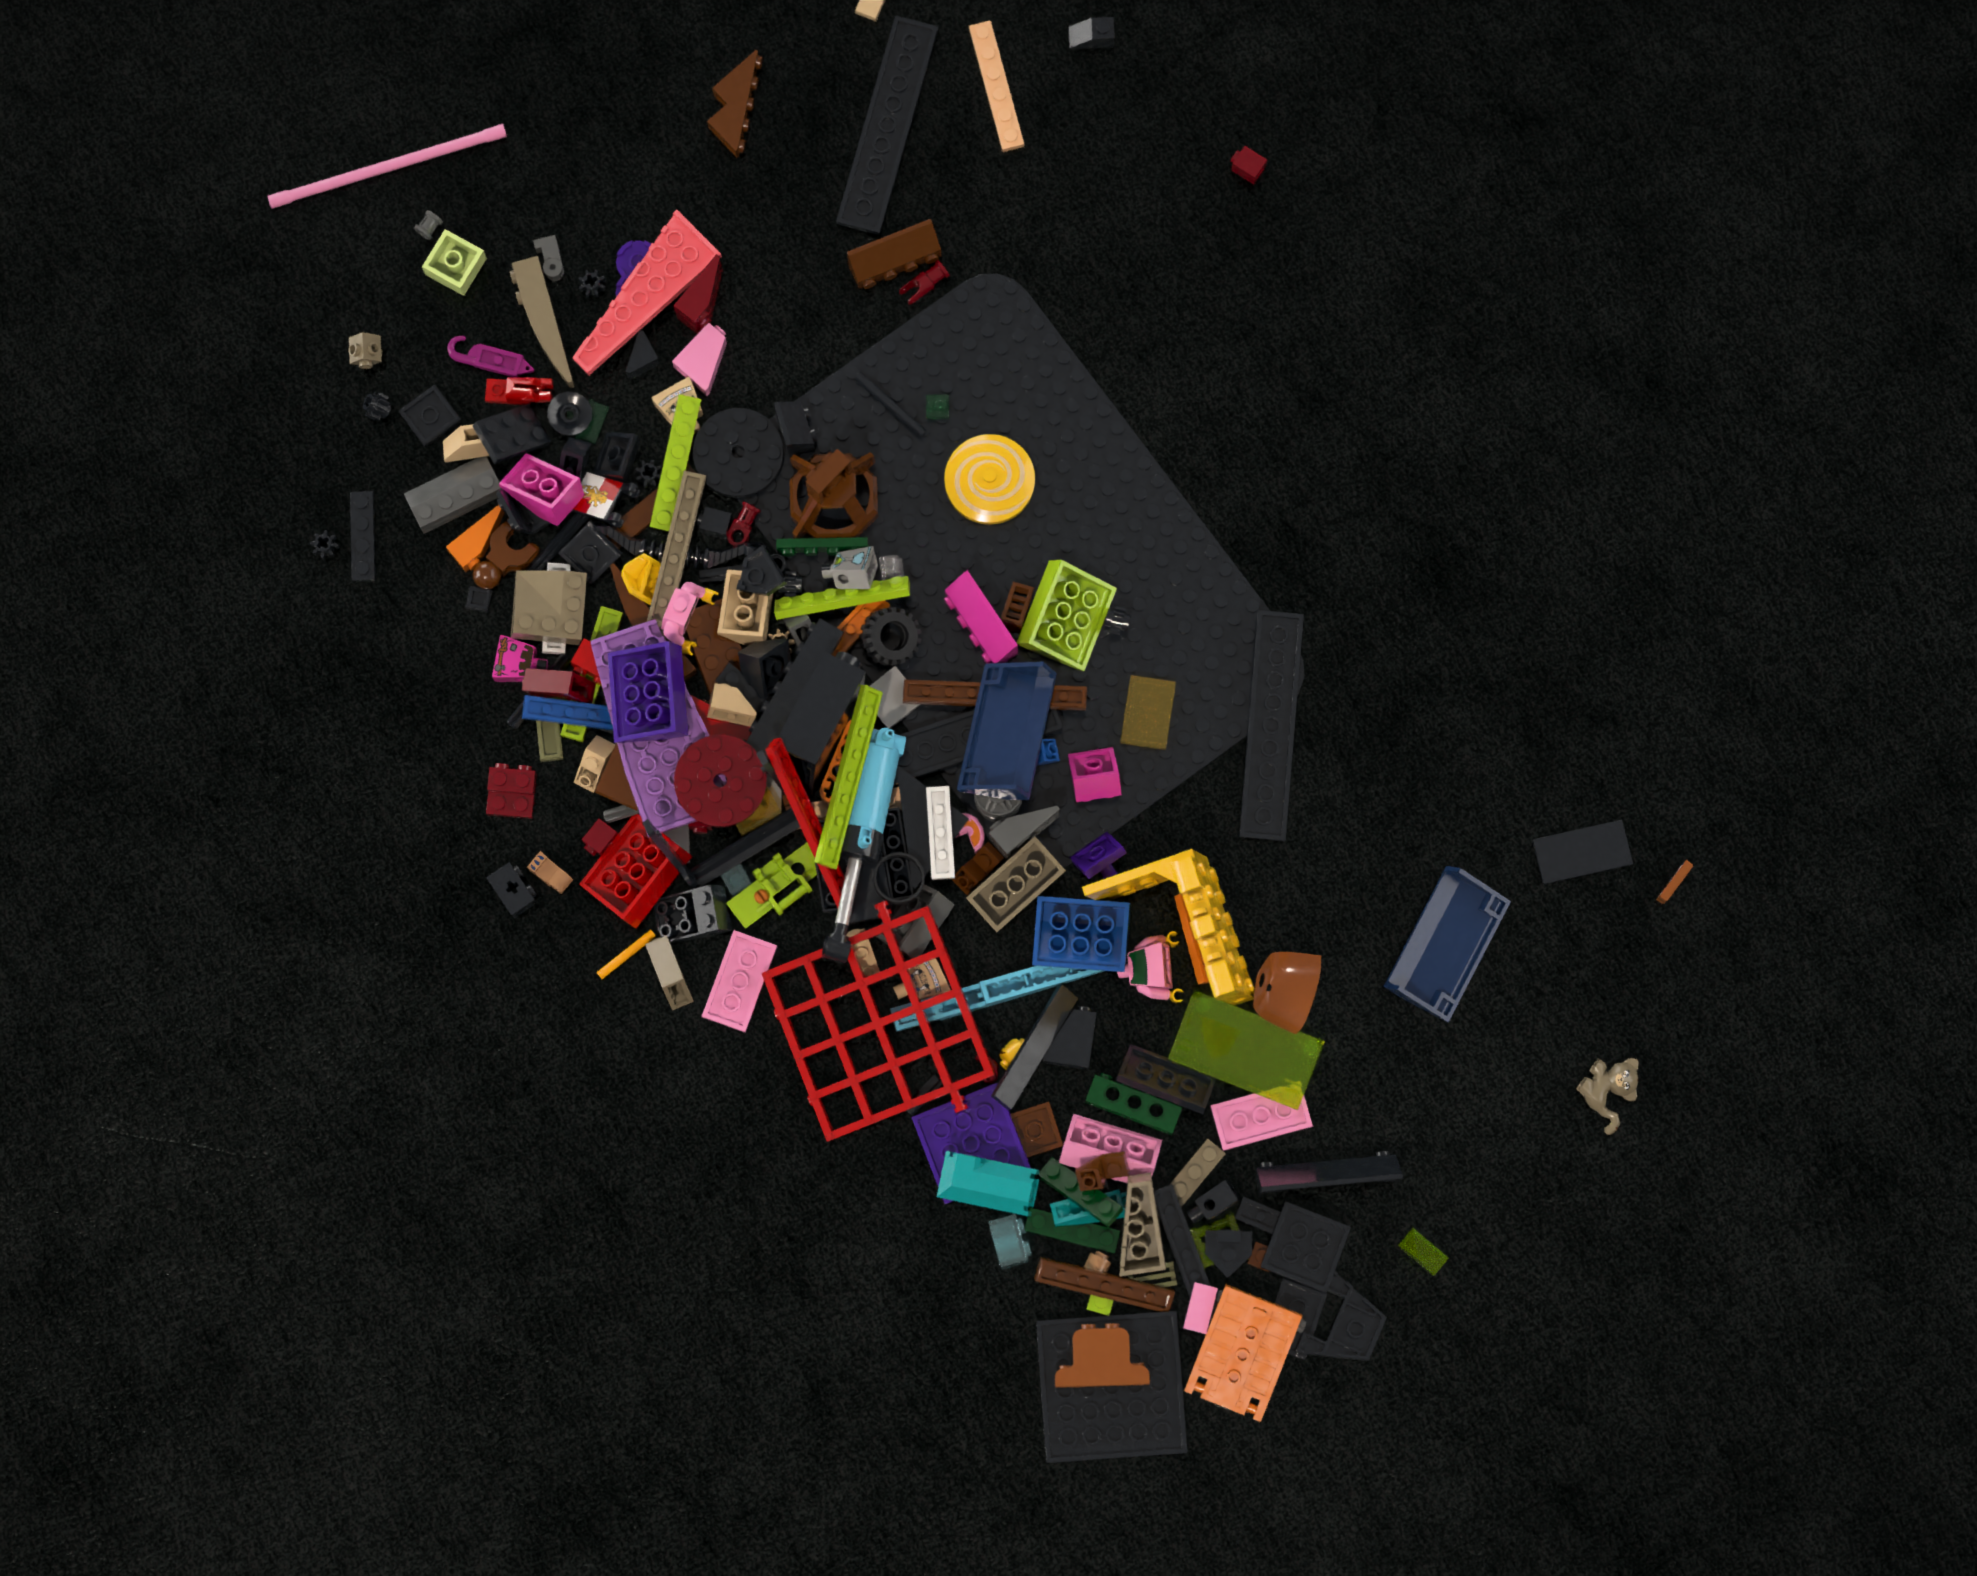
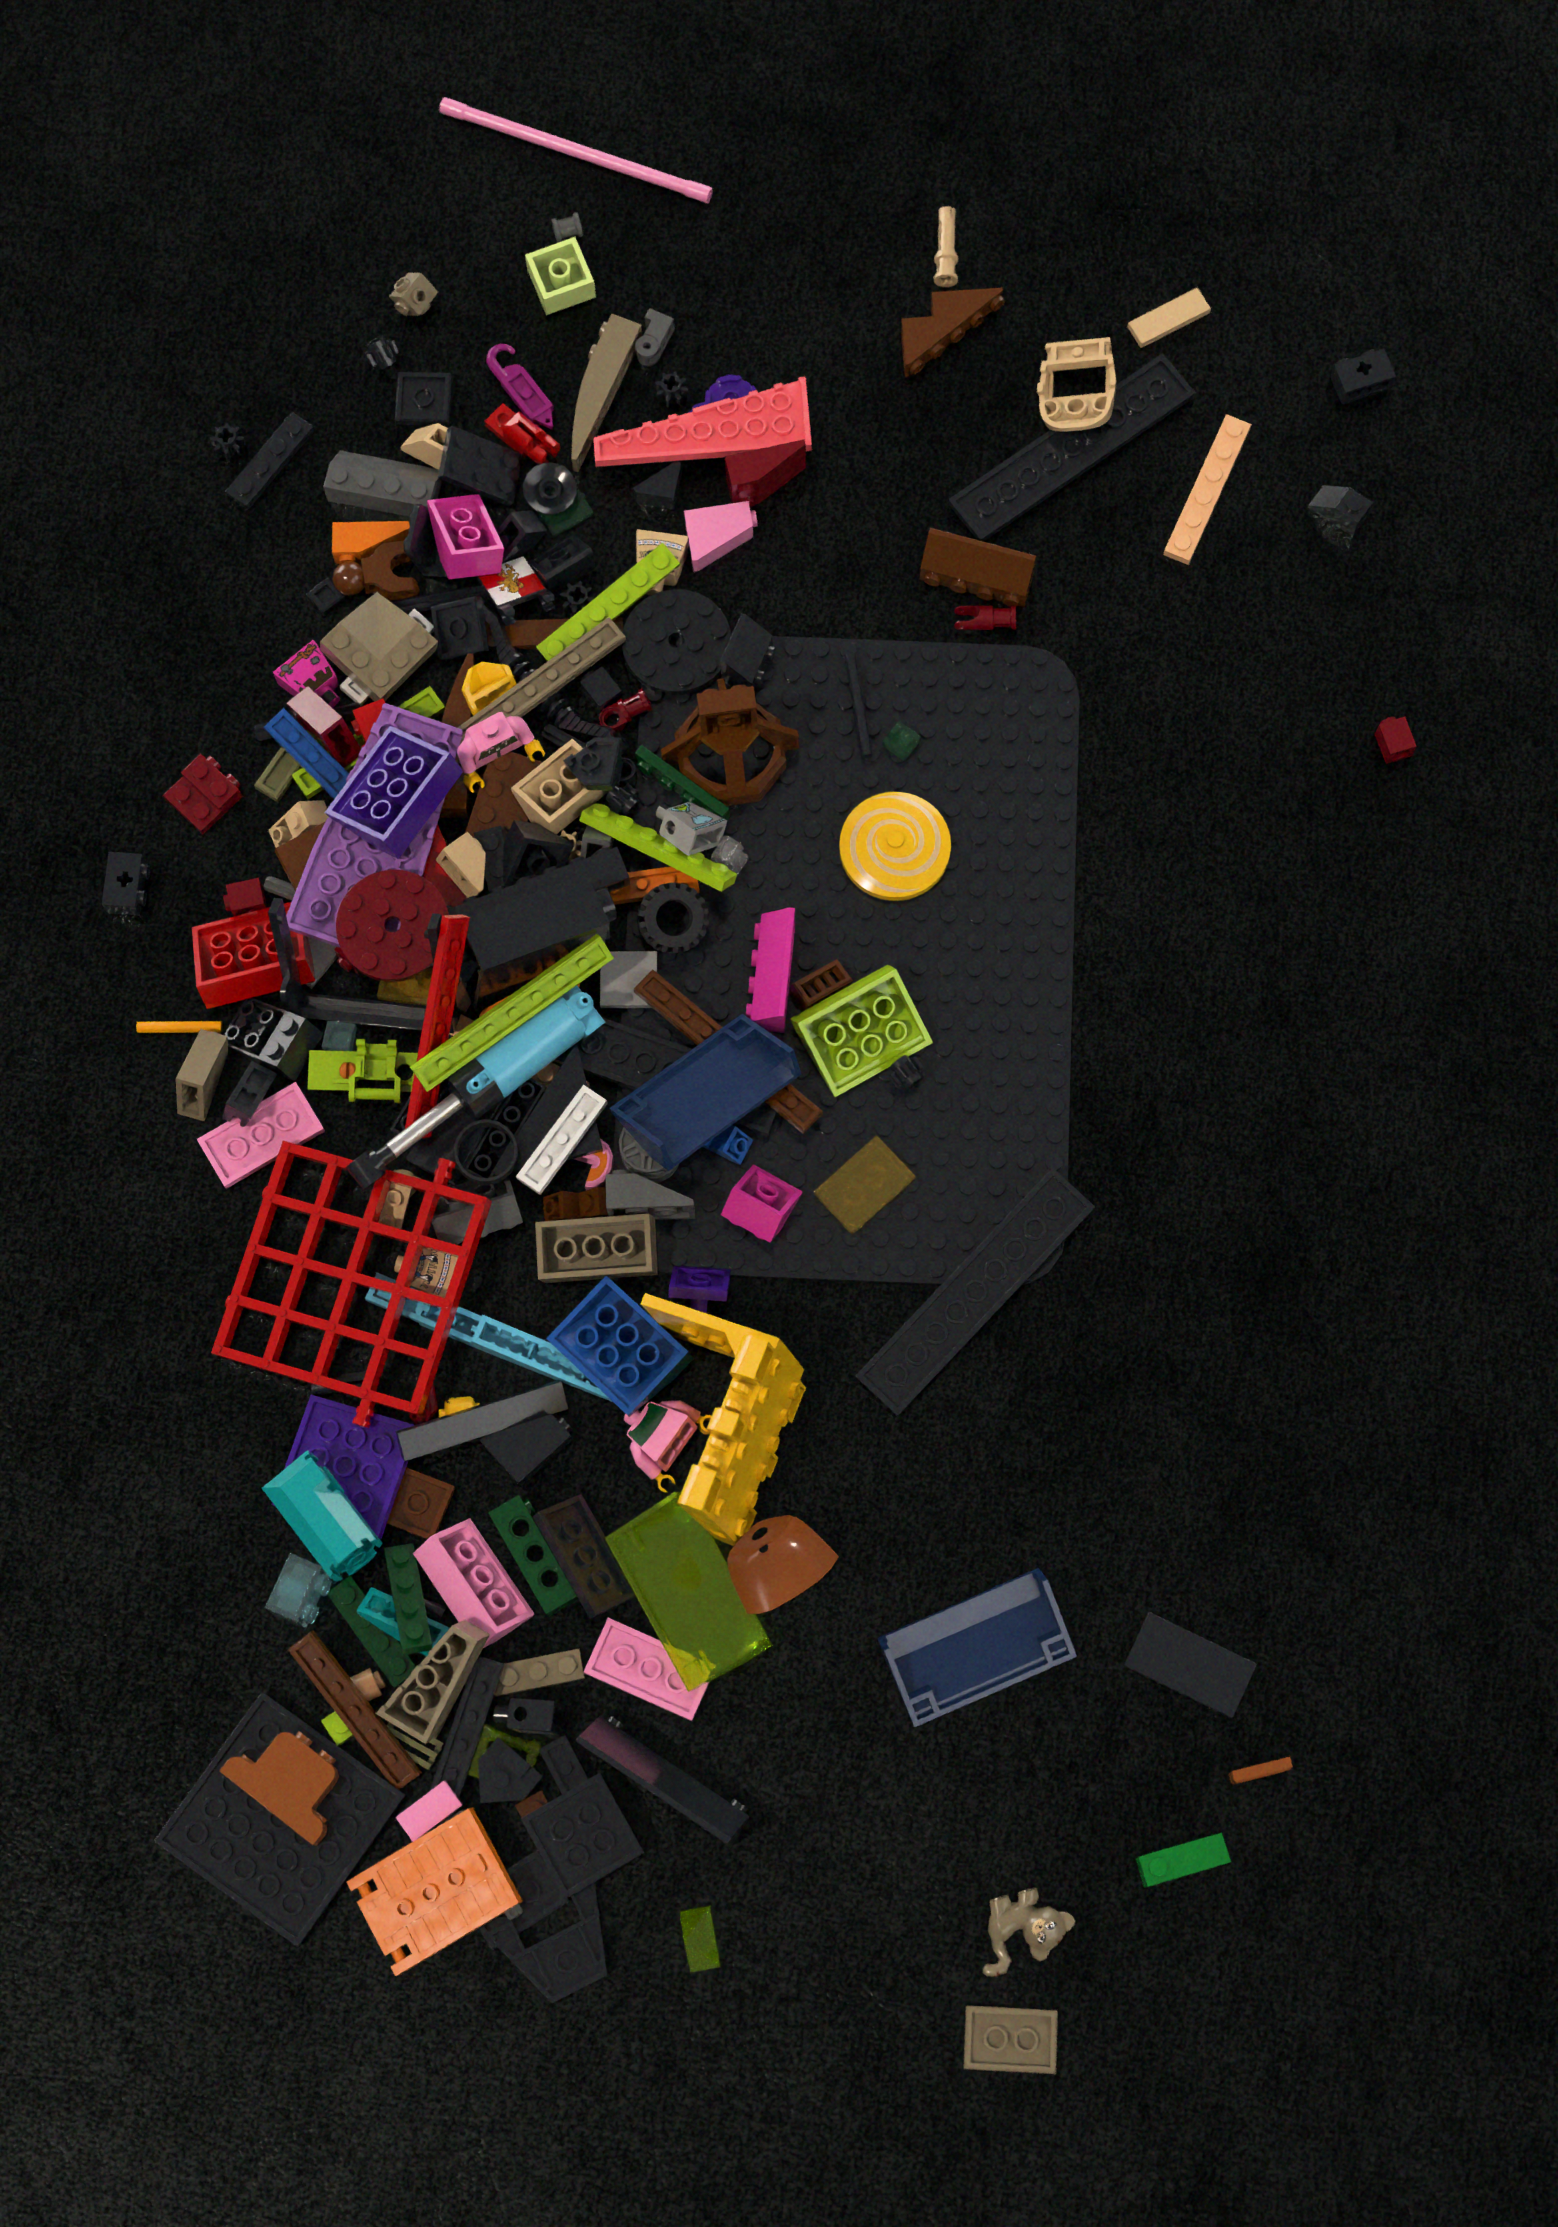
camera: 40 degrees right, 5 degrees down
(549, 873) = (173, 894): medium nougat leg -> none
(698, 54) = (946, 257): none -> tan pin
(712, 960) = (249, 1093): none -> black hinge
(874, 97) = (1077, 411): none -> tan slope
(1095, 1172) = (437, 1590): reddish brown slope -> none
(1654, 1160) = (1010, 2039): none -> dark tan tile
(1670, 973) = (1182, 1860): none -> green slope

